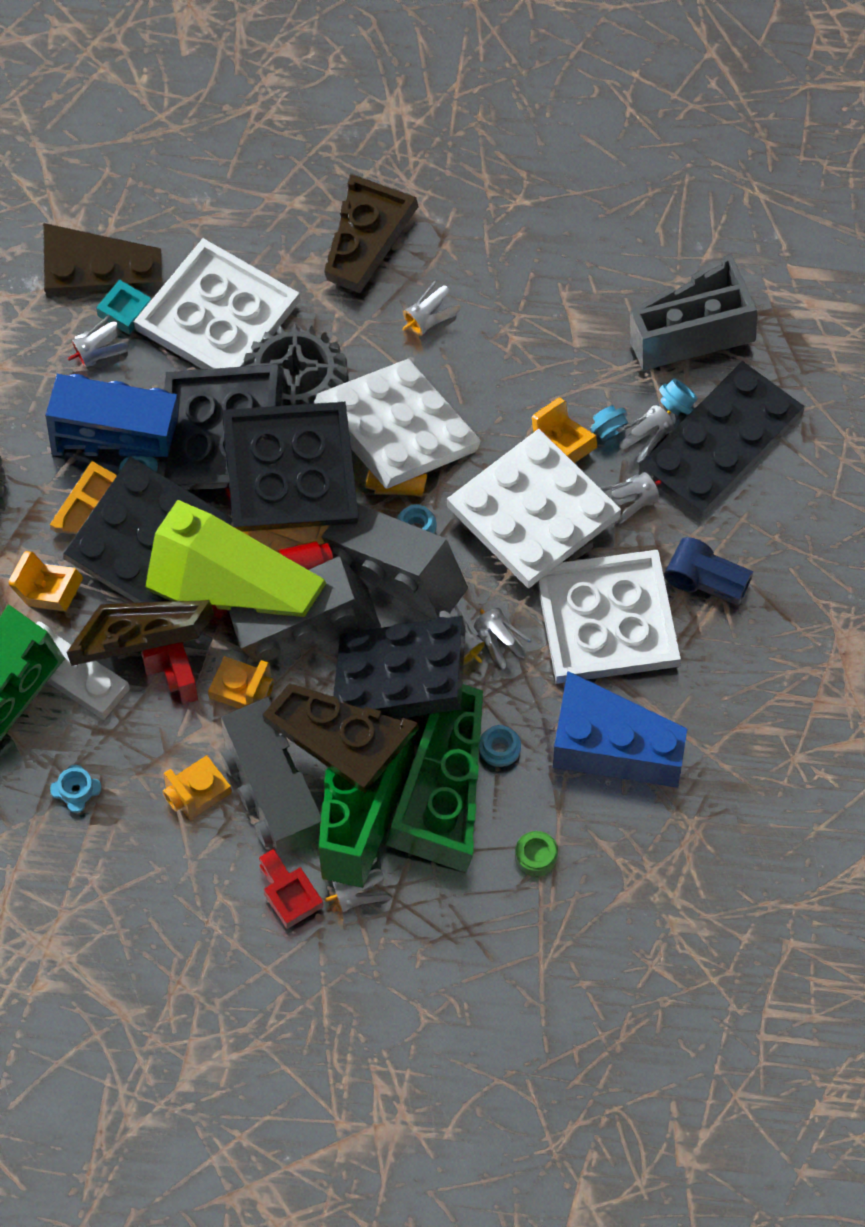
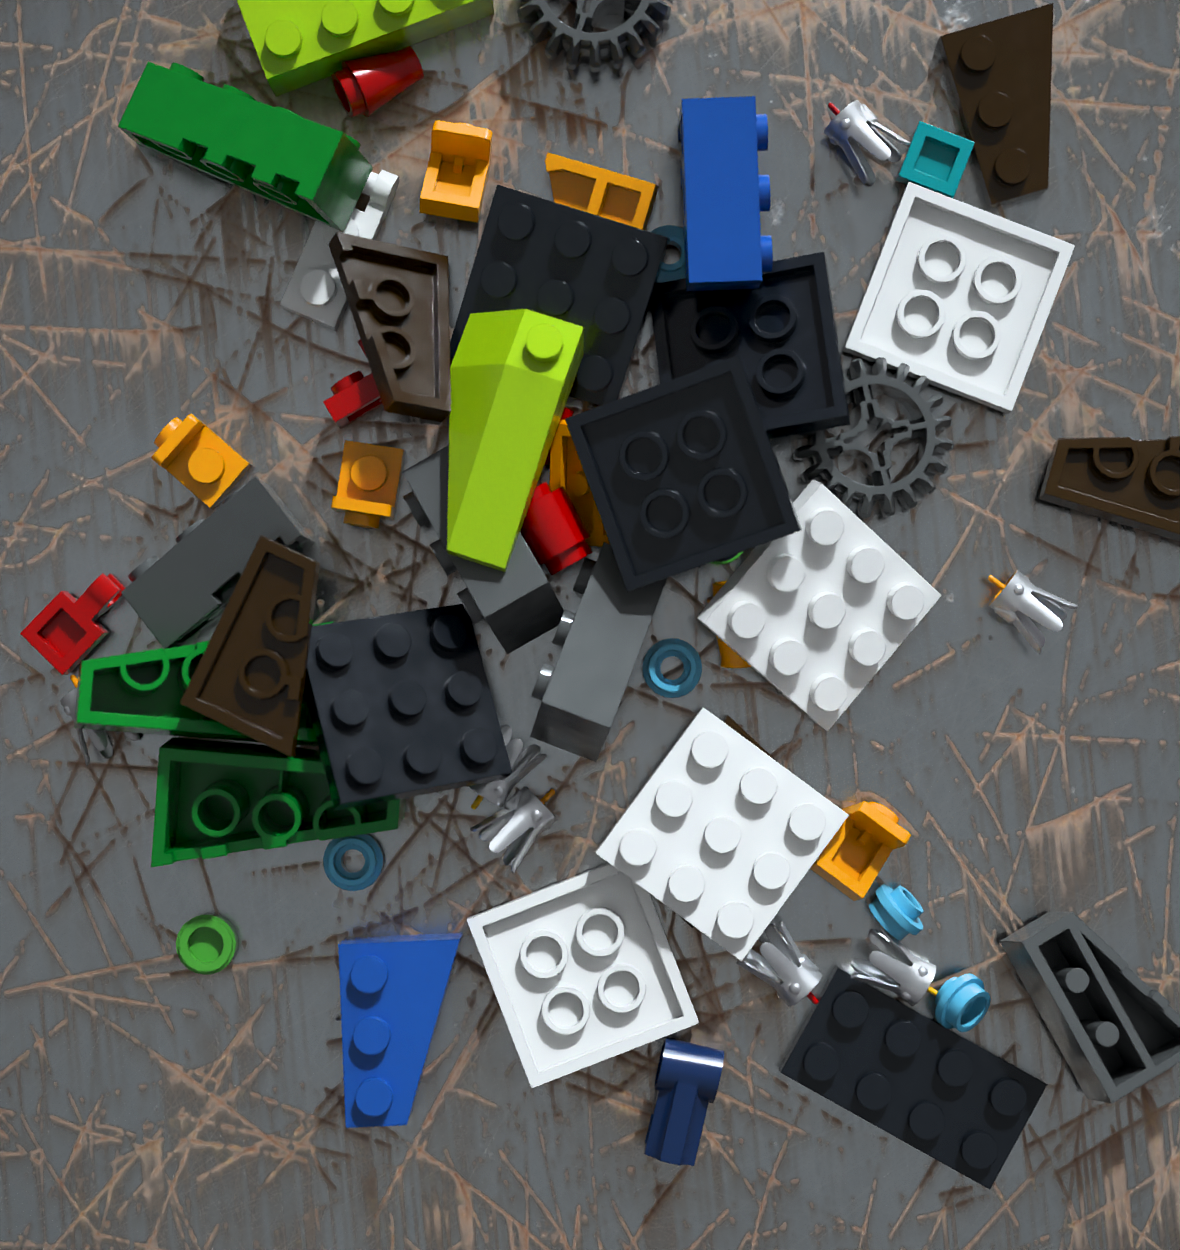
camera: 75 degrees right, 25 degrees up
(71, 777) = (156, 283): medium azure plate -> none

